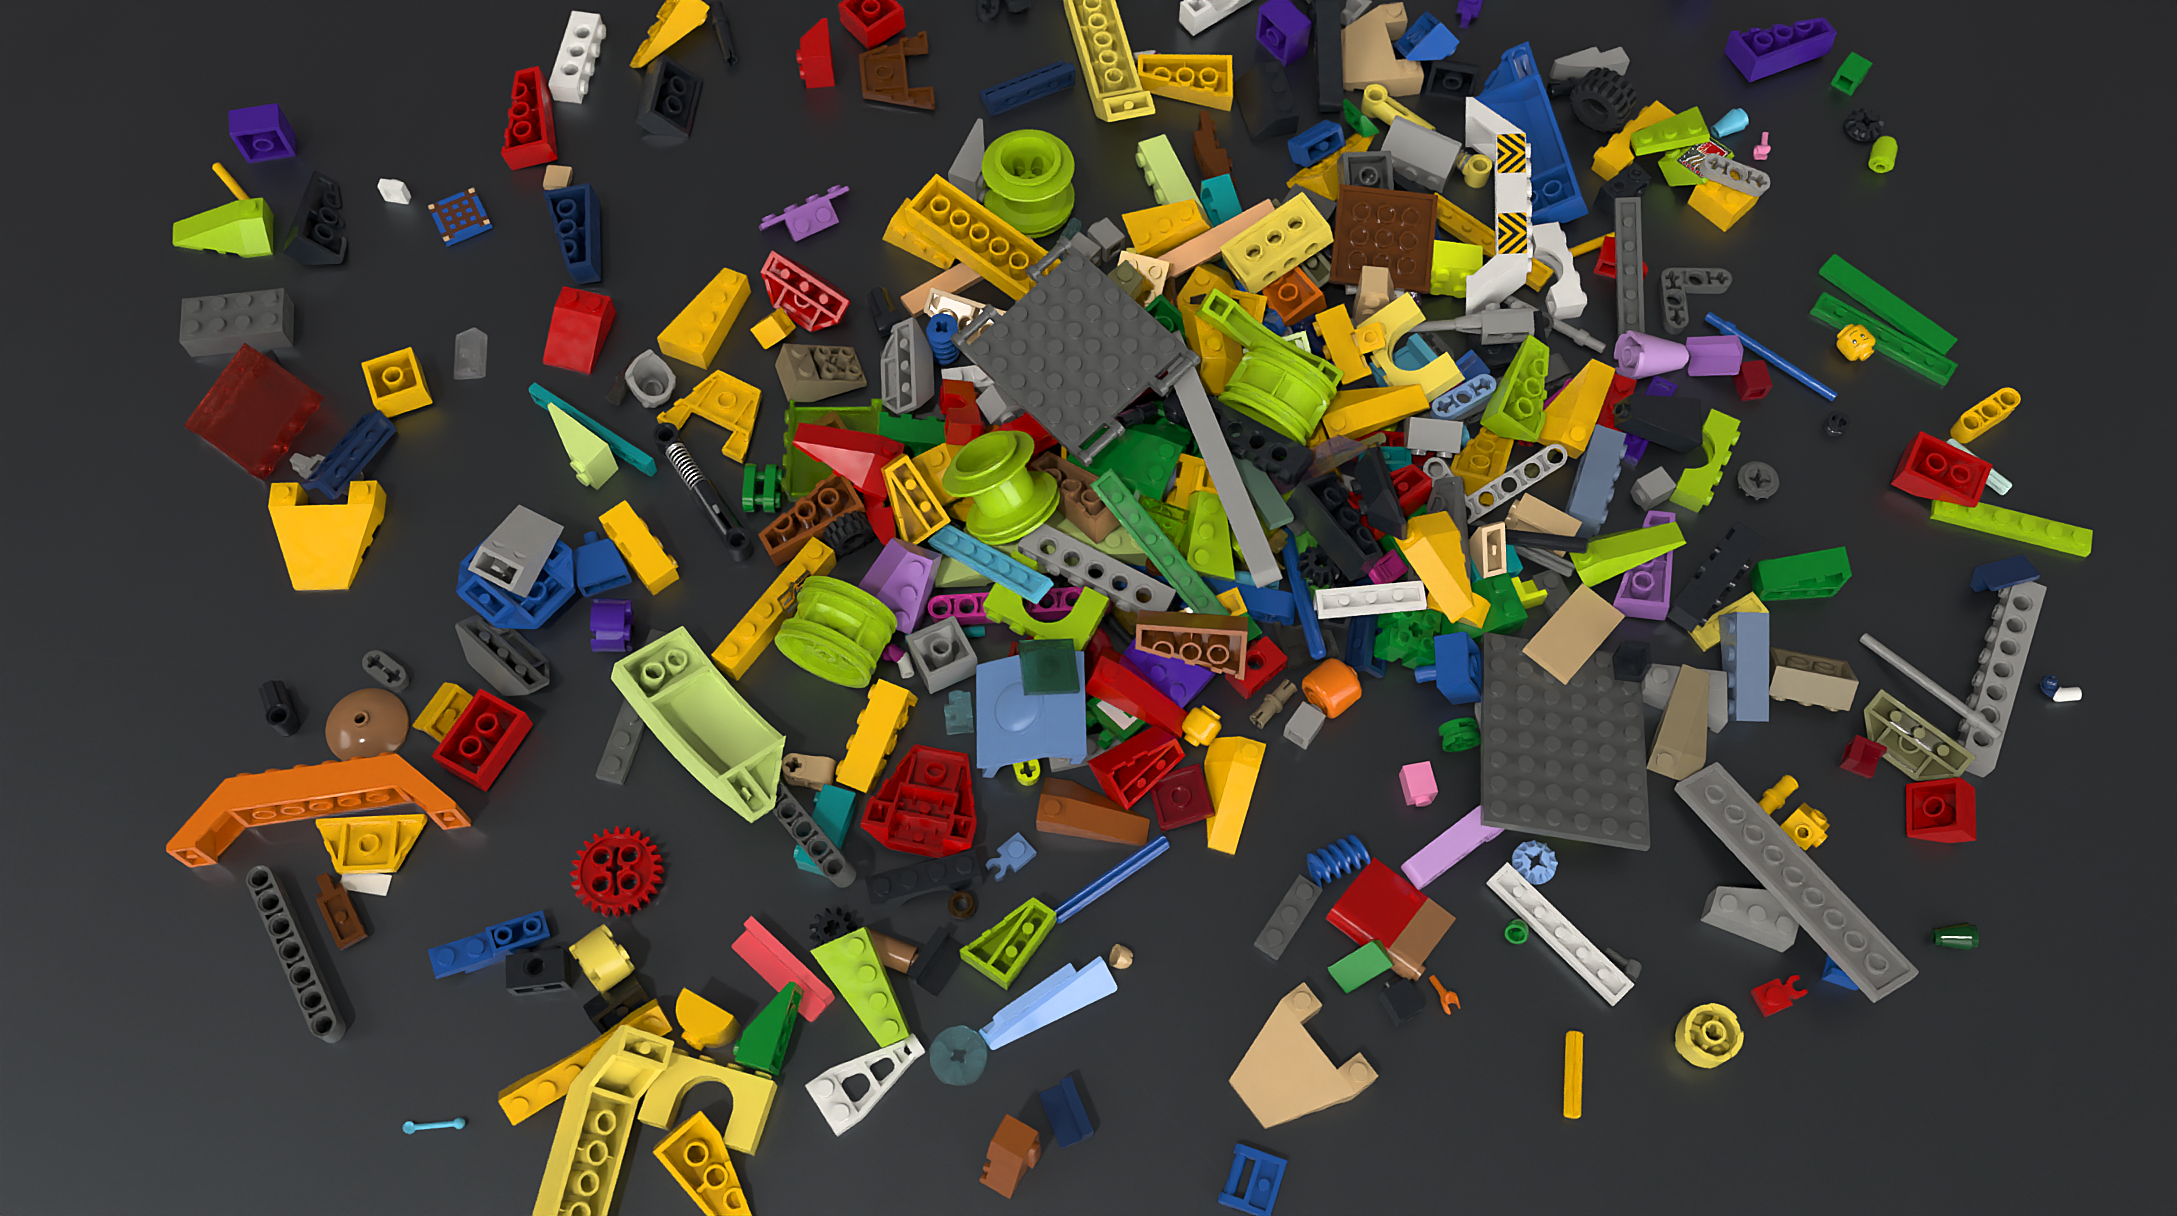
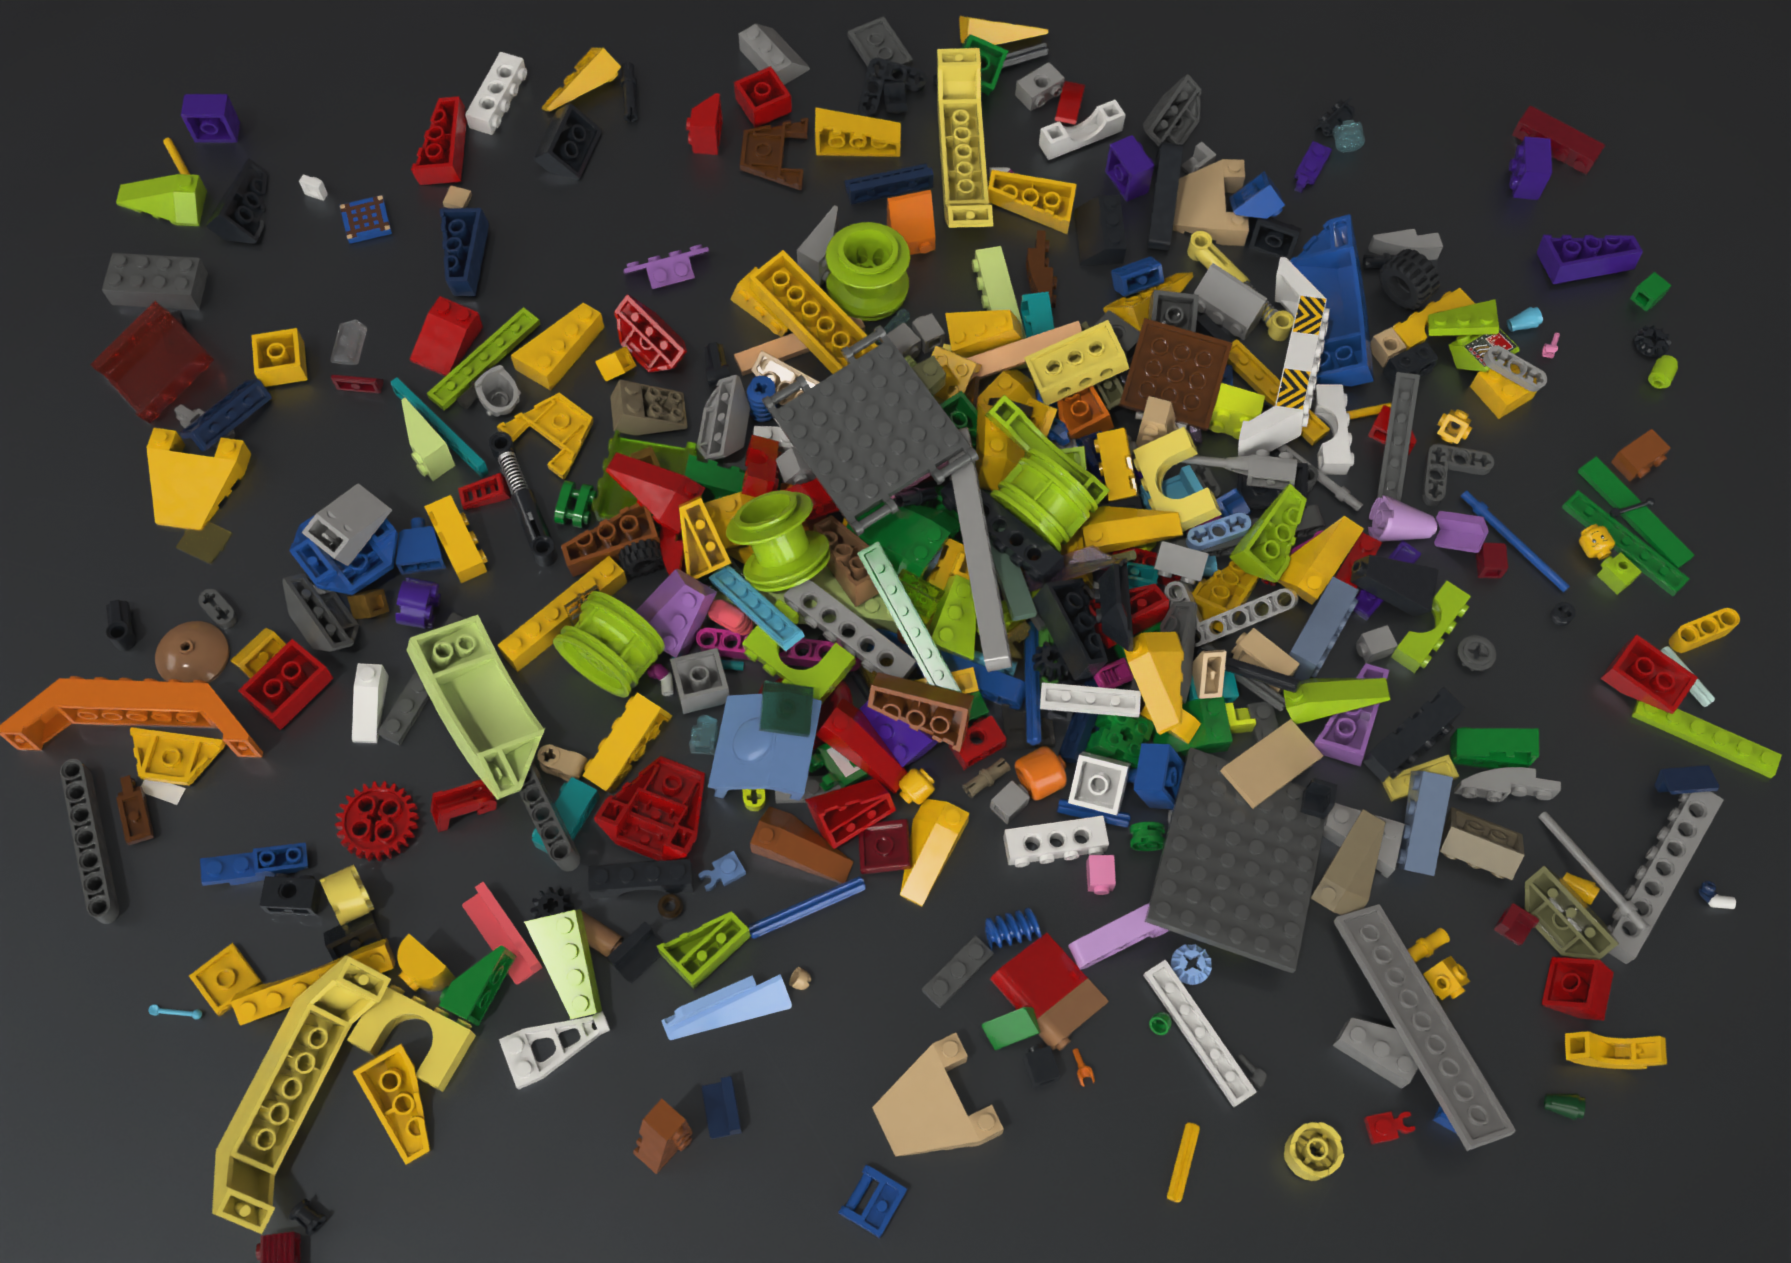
camera: 10 degrees right, 0 degrees up
(355, 601) = (204, 543): none -> clear yellow piece
(482, 1076) = (224, 977): none -> yellow tile
(491, 397) = (357, 384): none -> dark red slope
(555, 635) = (368, 603): none -> pearl gold panel
(579, 743) = (368, 702): none -> white slope
(625, 346) = (484, 357): none -> lime plate
(663, 479) = (486, 499): none -> red slope
(707, 832) = (461, 801): none -> red piece
(961, 579) = (730, 617): none -> coral arm
(961, 1039) = (644, 1025): clear light blue plate -> none
(981, 41) = (855, 135): none -> yellow wedge
(1067, 118) = (914, 220): none -> orange slope
(1358, 120) = (1181, 261): green slope -> none
(1371, 337) = (1142, 462): yellow bracket -> none
(1395, 720) = (1121, 819): none -> blue axle
(1397, 687) = (1099, 783): none -> white brick
(1398, 737) = (1091, 828): none -> white brick
(1594, 174) = (1382, 342): none -> tan brick
(1684, 255) = (1453, 434): none -> yellow brick
(1813, 611) = (1500, 782): none -> light grey slope
(1867, 308) = (1615, 512): none -> black hinge
(1880, 244) = (1641, 455): none -> dark orange brick
(1884, 370) = (1618, 572): none -> lime brick
(1925, 706) = (1584, 888): none -> yellow cone
(1996, 872) = (1615, 1053): none -> yellow arch

